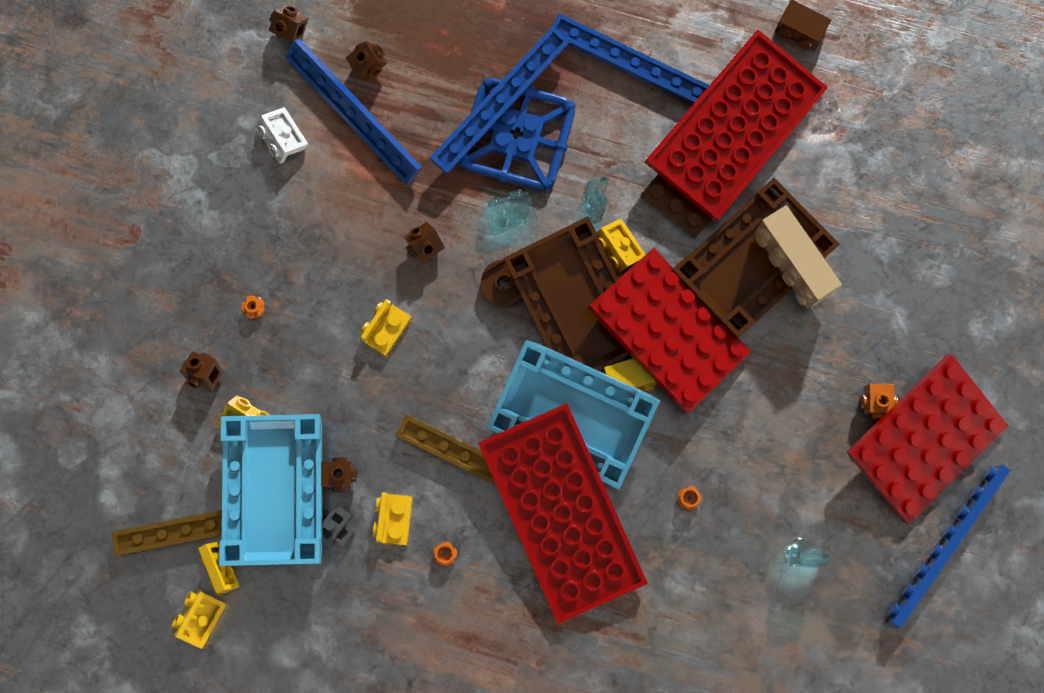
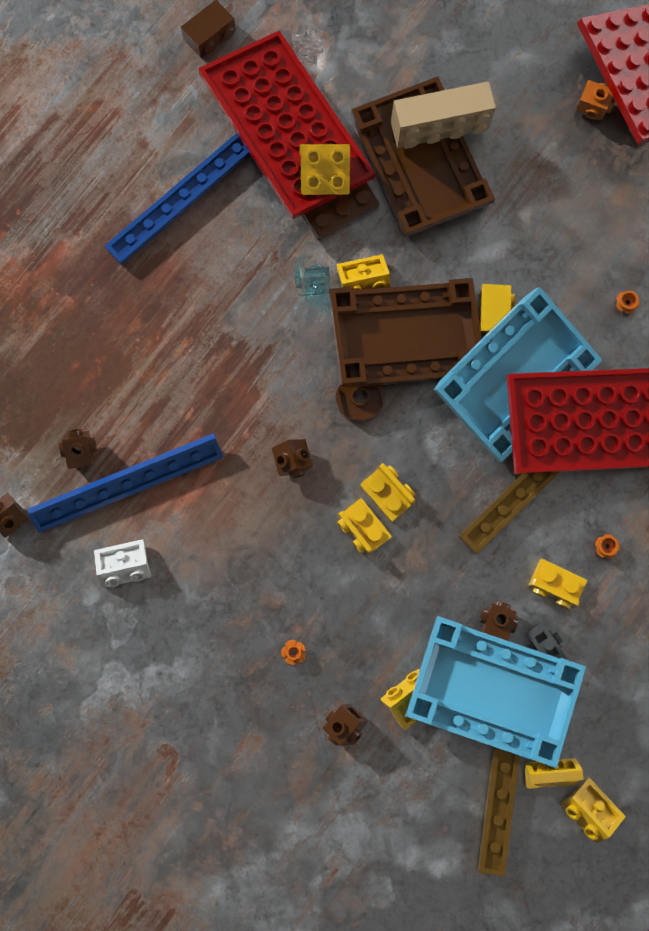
camera: 70 degrees left, 0 degrees up
(424, 338) = (388, 492): none -> yellow bracket
(499, 100) = (174, 333): blue plate -> none
(510, 211) = (290, 365): clear light blue bracket -> none
(525, 146) = (207, 317): blue plate -> none
(668, 330) = (465, 259): red plate -> none
(701, 170) = (325, 169): none -> yellow bracket

